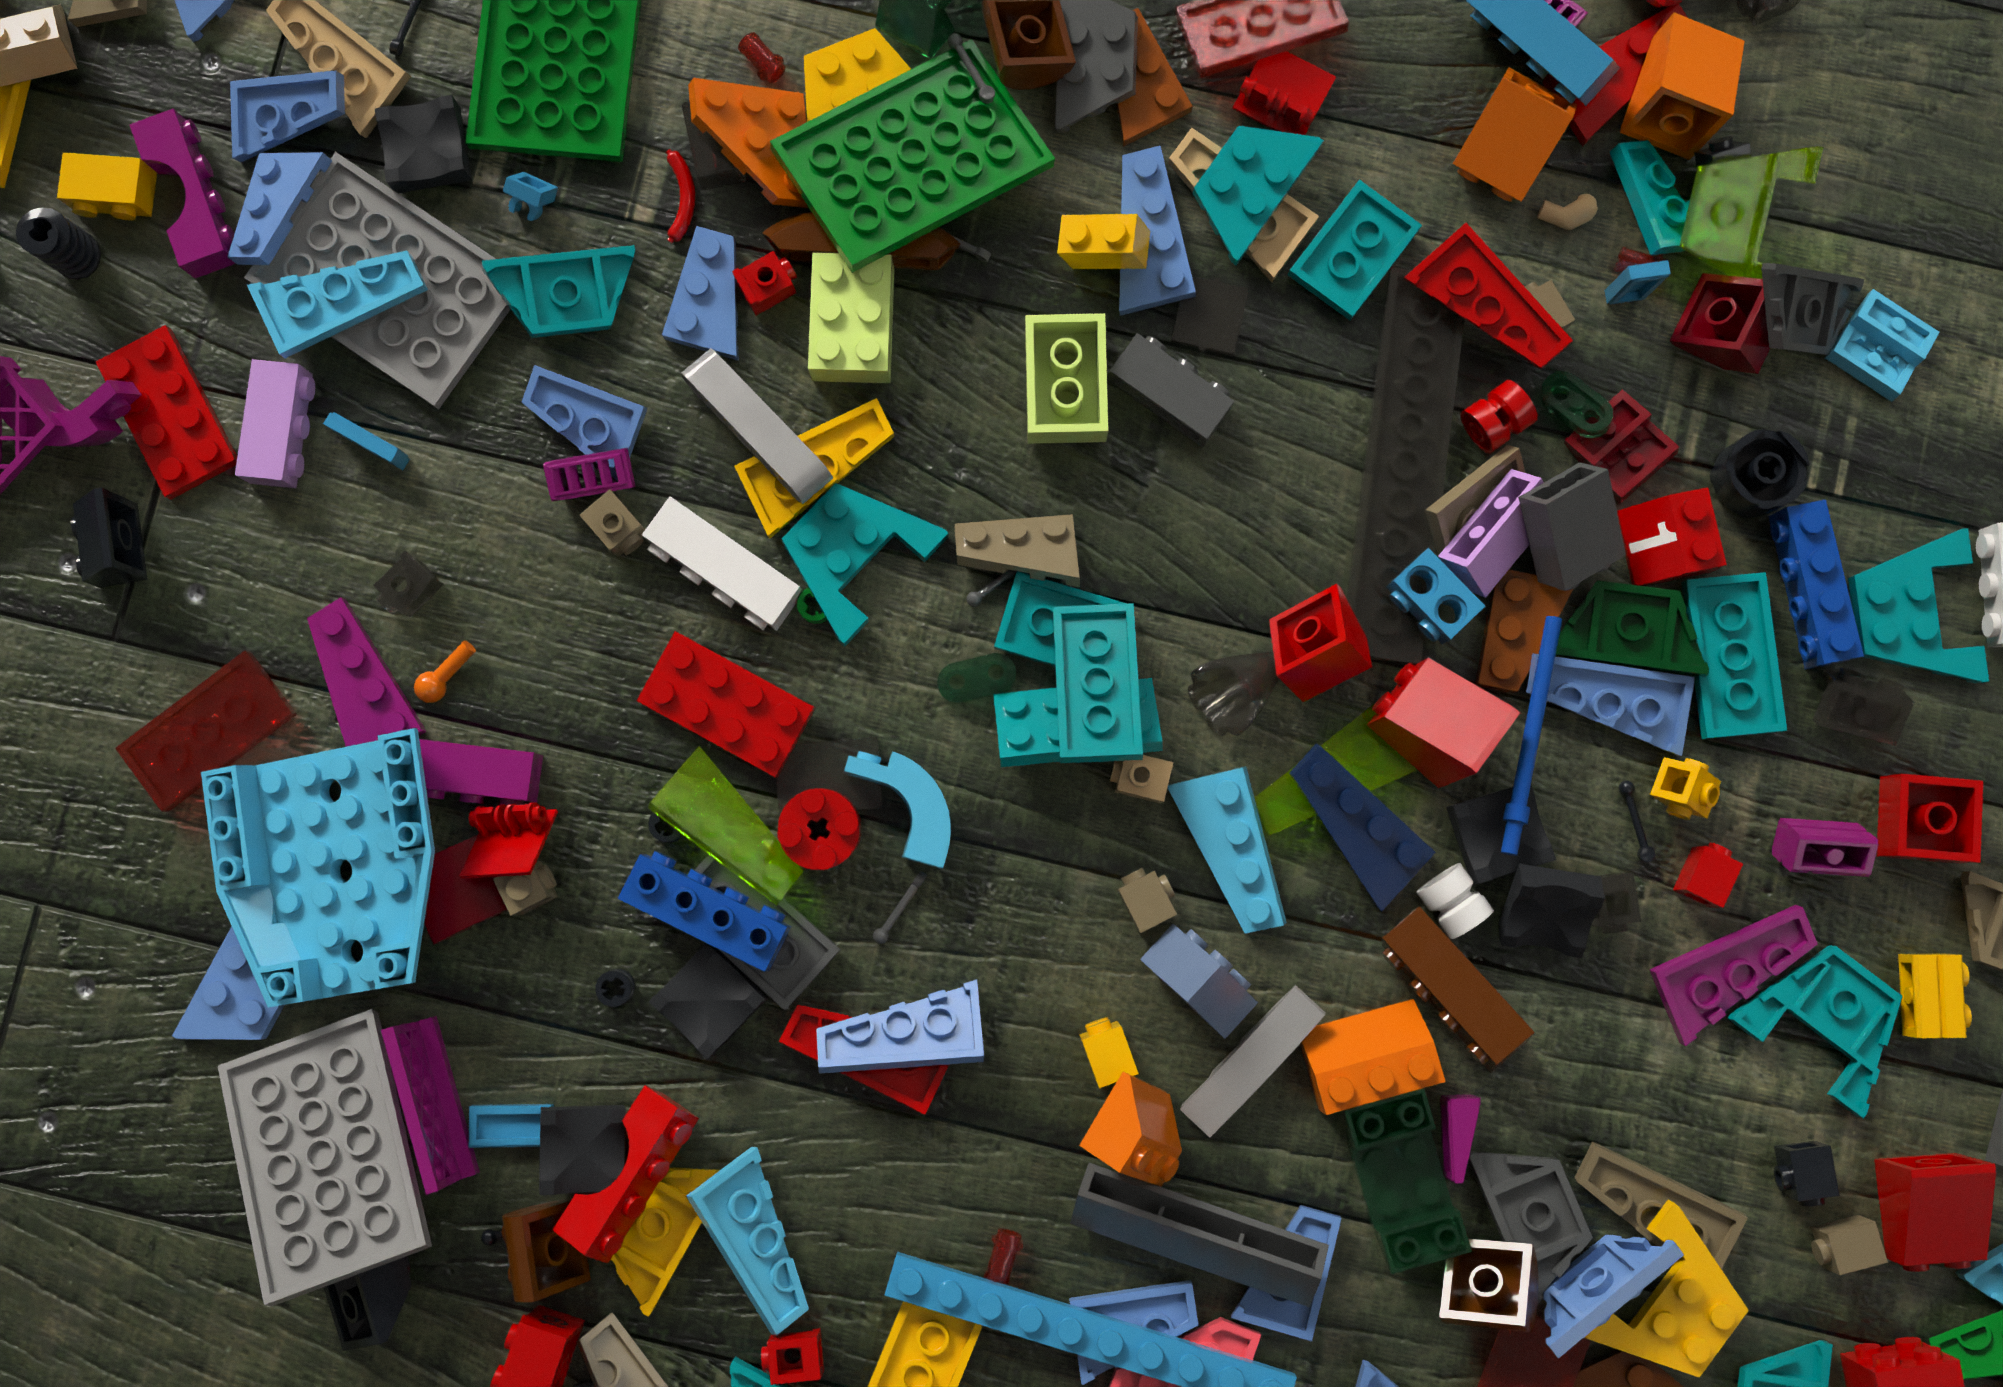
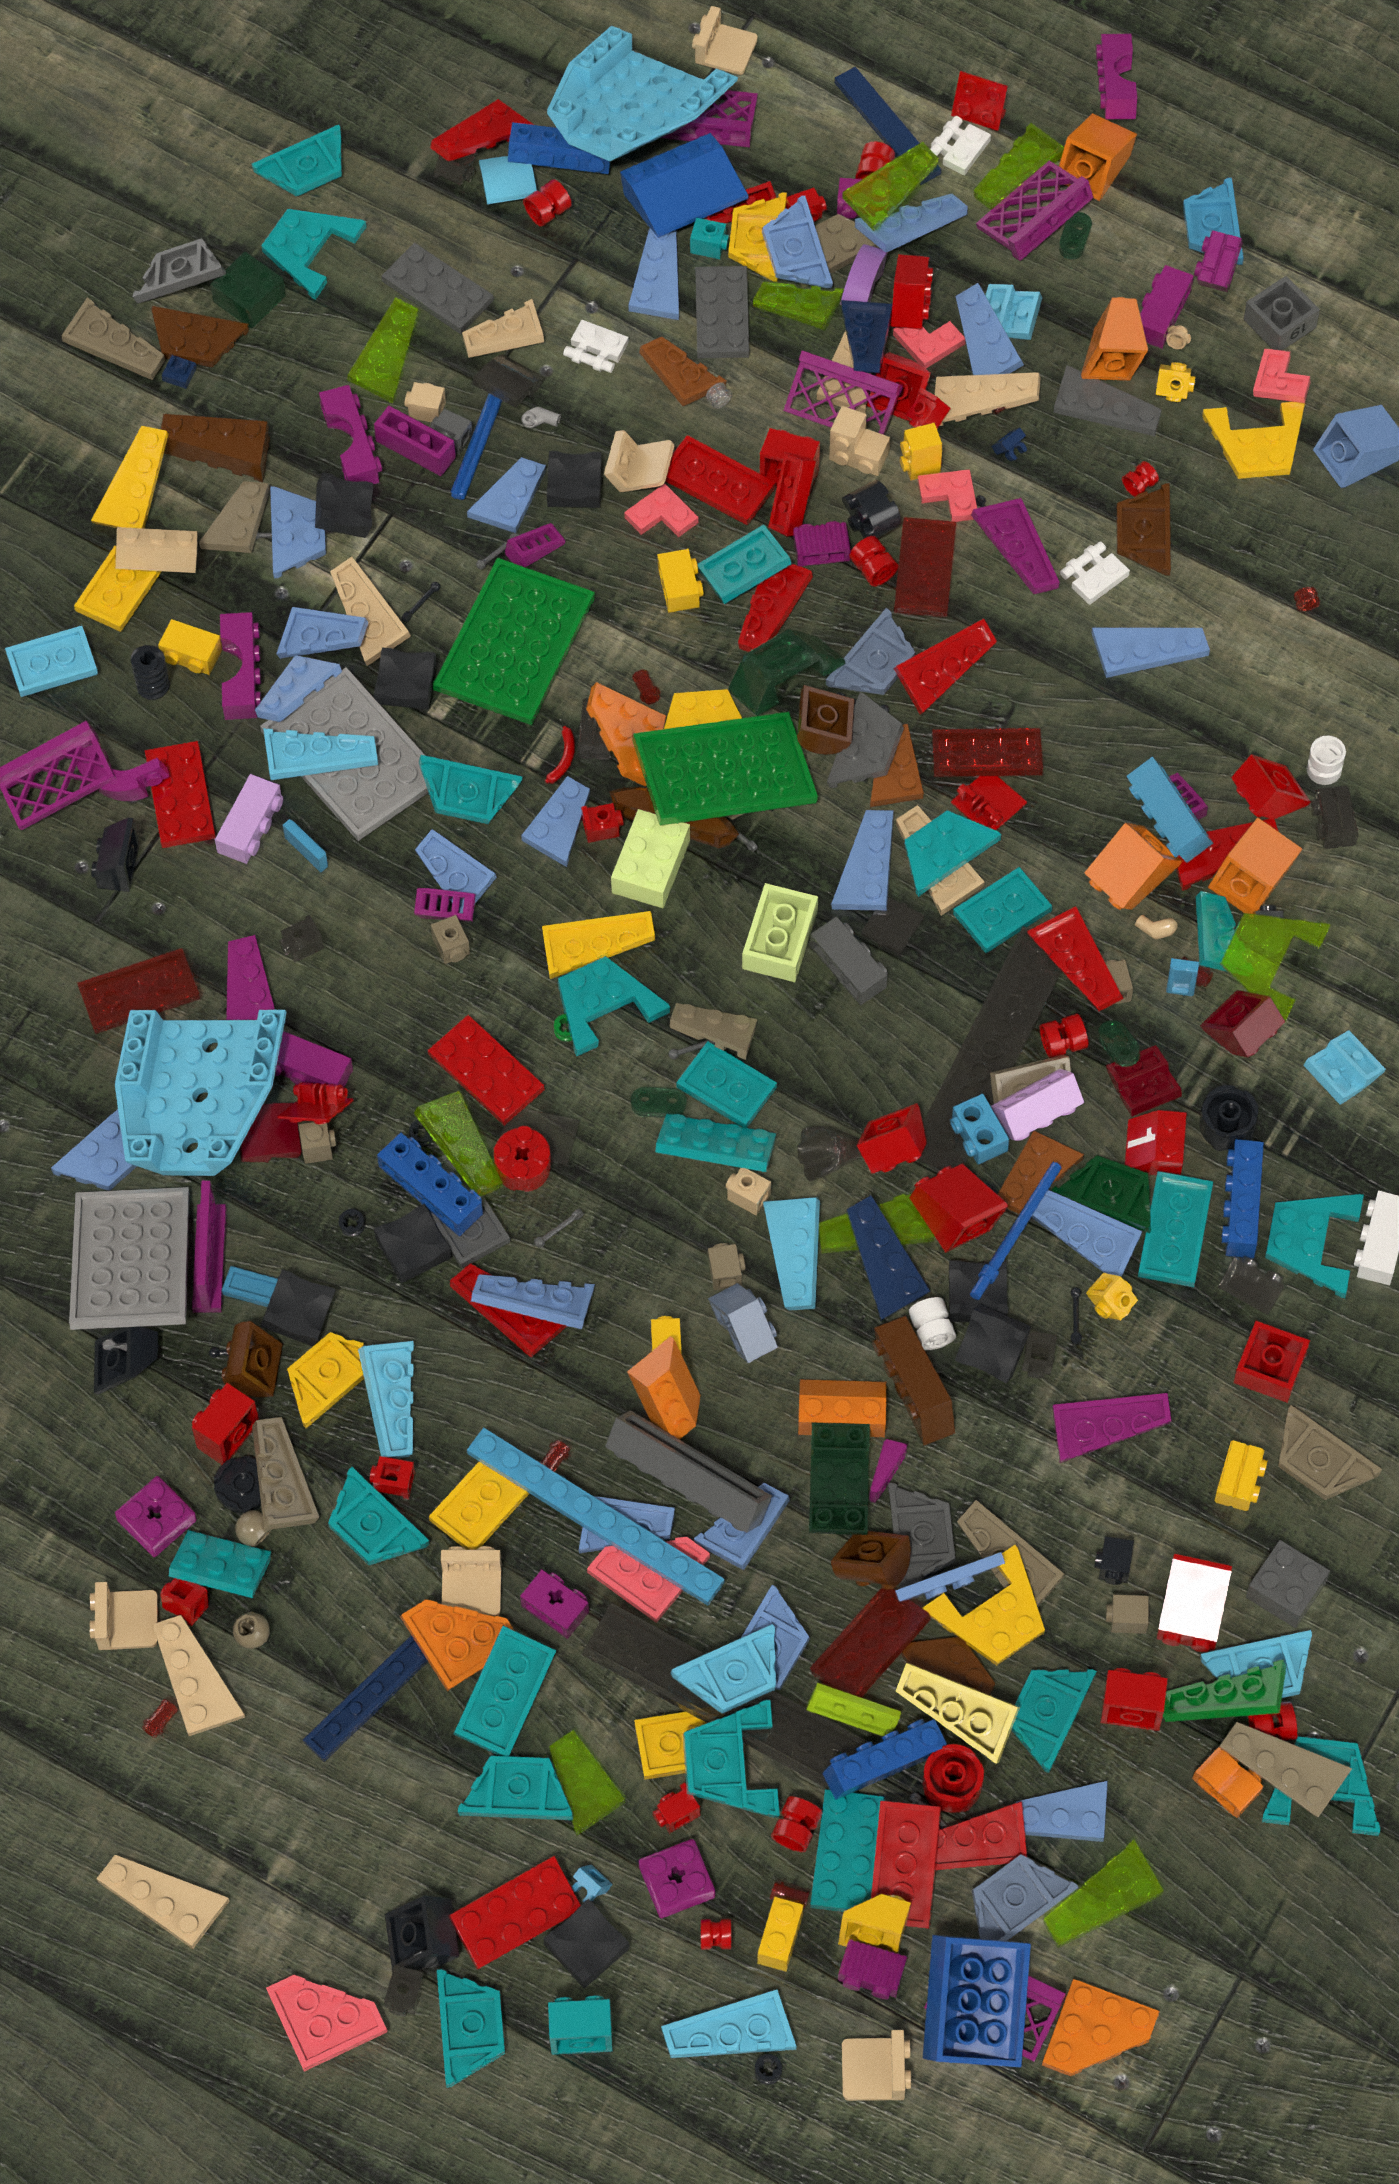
camera: 15 degrees right, 20 degrees down
(432, 685) = (295, 1006): orange bar -> none
(530, 190) = (465, 726): dark azure tile -> none
(601, 1220) = (299, 1347): red arch -> none
(722, 564) = (513, 984): white brick -> none
(756, 426) = (565, 904): light grey beam -> none
(926, 805) = (596, 1158): medium azure arch -> none
(986, 93) = (785, 745): dark grey hinge -> none
(1097, 683) = (735, 1115): teal plate -> none
(1104, 241) = (833, 856): yellow brick -> none
(1252, 1060) = (762, 1383): light grey slope -> none
(1572, 526) = (1086, 1111): dark grey brick -> none
(1708, 875) = (1110, 1358): red brick -> none
(1805, 307) = (1291, 1022): dark grey wing -> none
(1824, 847) = (1194, 1359): magenta brick -> none
(1840, 1005) = (1174, 1464): teal wing -> none

